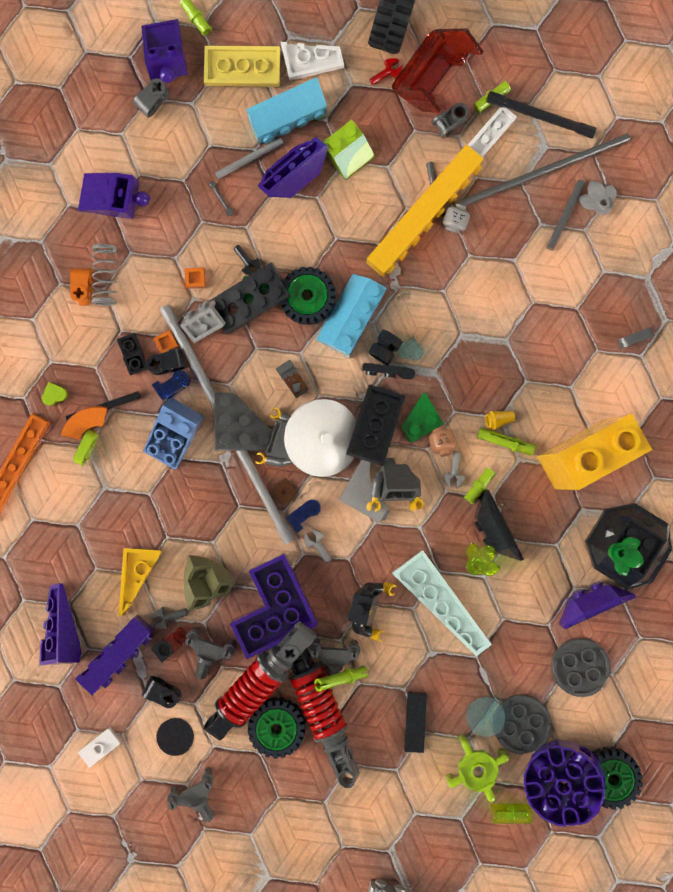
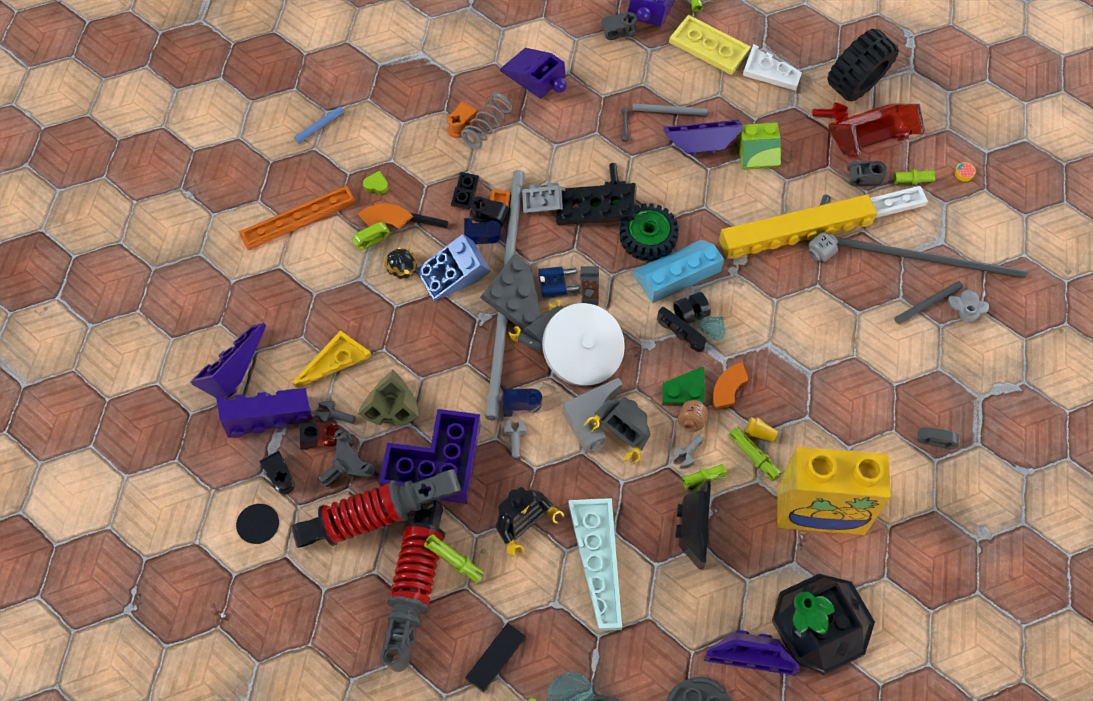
camera: 30 degrees right, 25 degrees down
(99, 747) = (184, 486): white plate -> none
(127, 455) = (401, 263): none -> black hair
(194, 796) = (235, 585): dark grey axle -> none
(195, 278) = (560, 167): orange tile -> none
(259, 391) = (553, 281): none -> clear blue piece
(277, 742) = (363, 588): wheel -> none
(287, 111) = (726, 89): medium azure slope -> none
(290, 492) = (514, 369): reddish brown wheel -> none
(334, 657) = (460, 540): dark grey axle -> none
(375, 425) = (639, 362): black plate -> none
(451, 395) = (727, 385): none -> orange tile
(483, 559) = (662, 541): clear neon green plate -> none
(530, 63) = (965, 172): none -> tile
(578, 127) = (981, 241): black piece -> none

